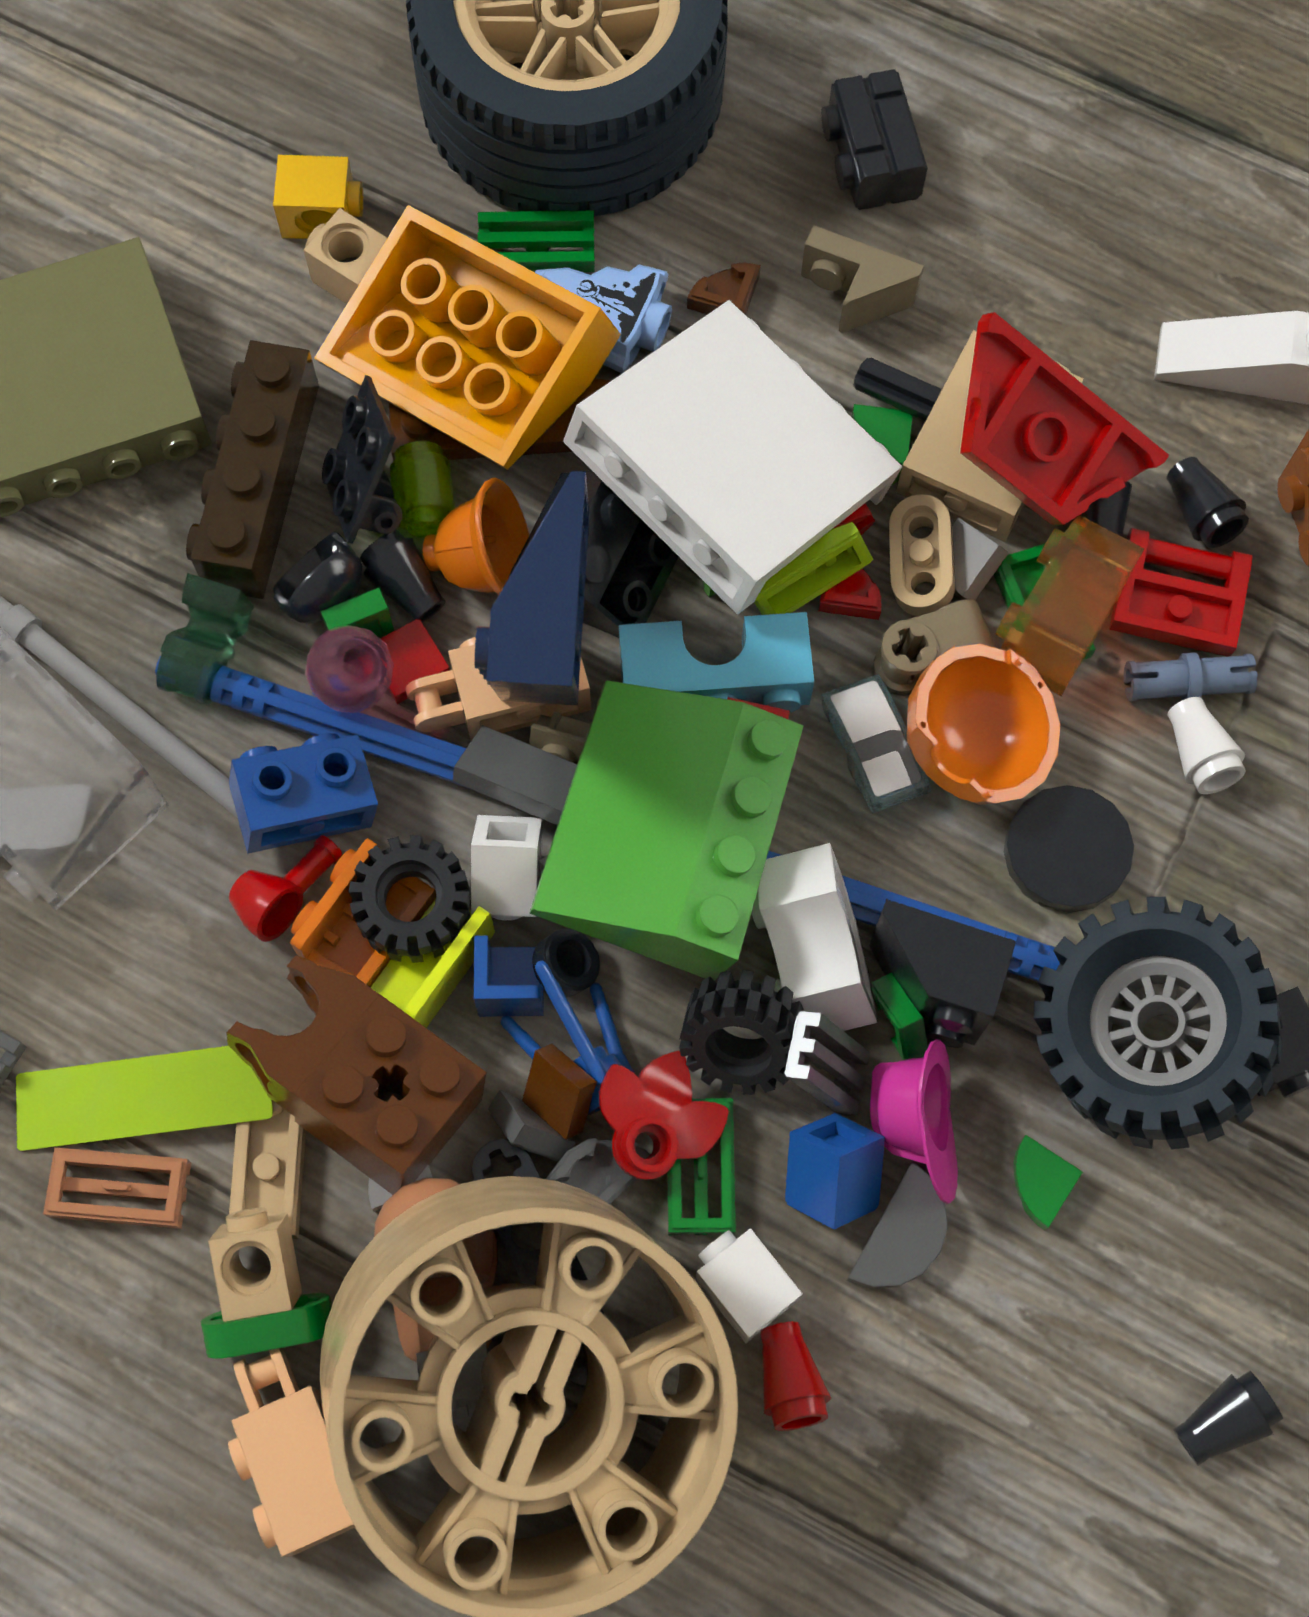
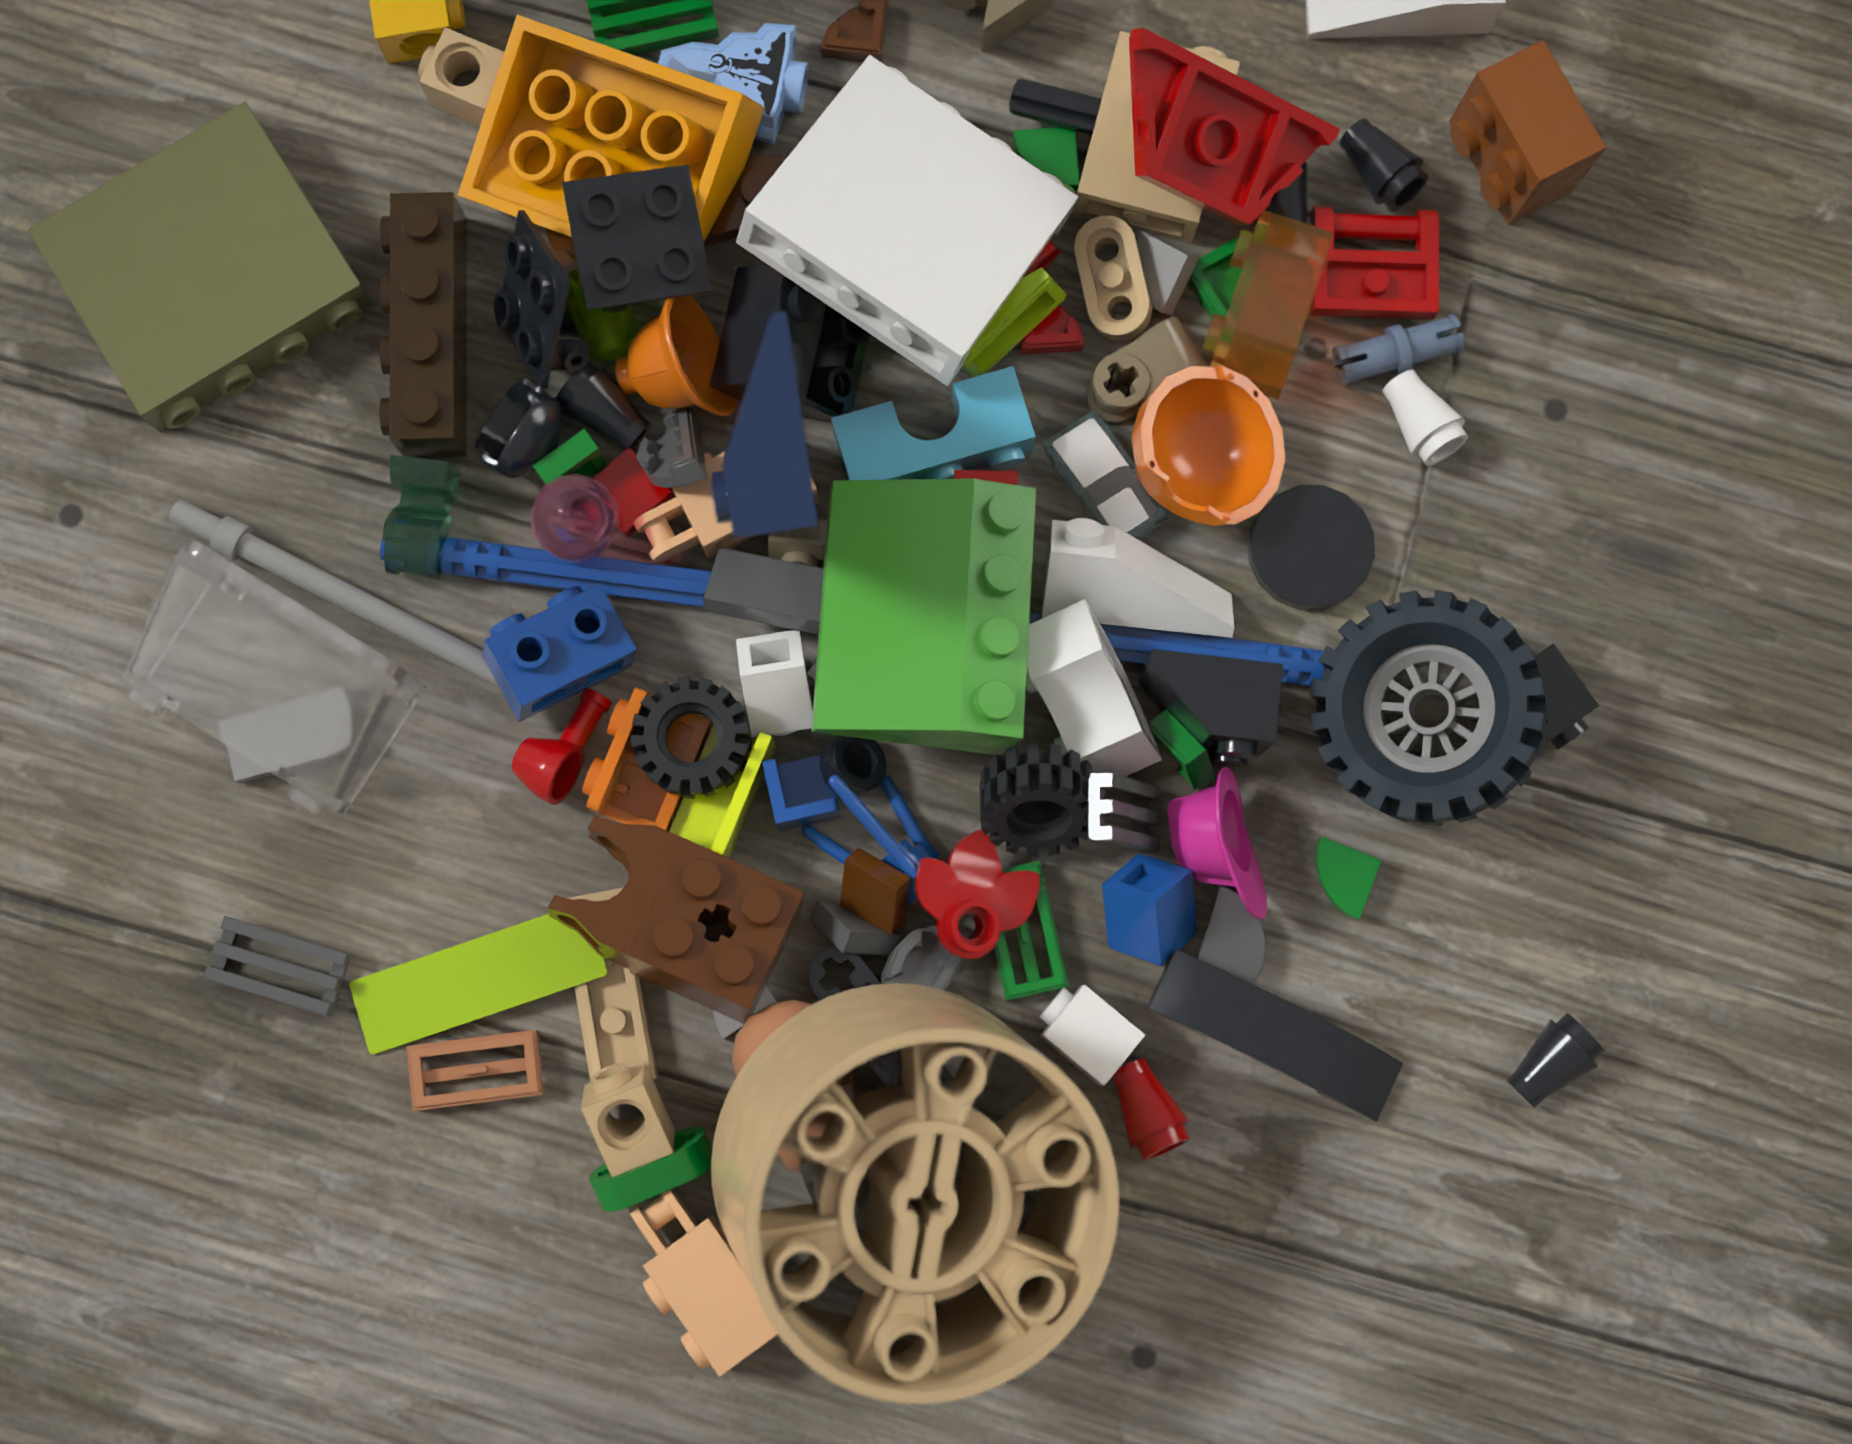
camera: 15 degrees left, 10 degrees up
(457, 632) = (676, 454): none -> dark grey tile
(469, 419) = (636, 237): none -> black hinge
(879, 840) = (1129, 582): none -> white slope
(941, 1327) = (1275, 1033): none -> black slope

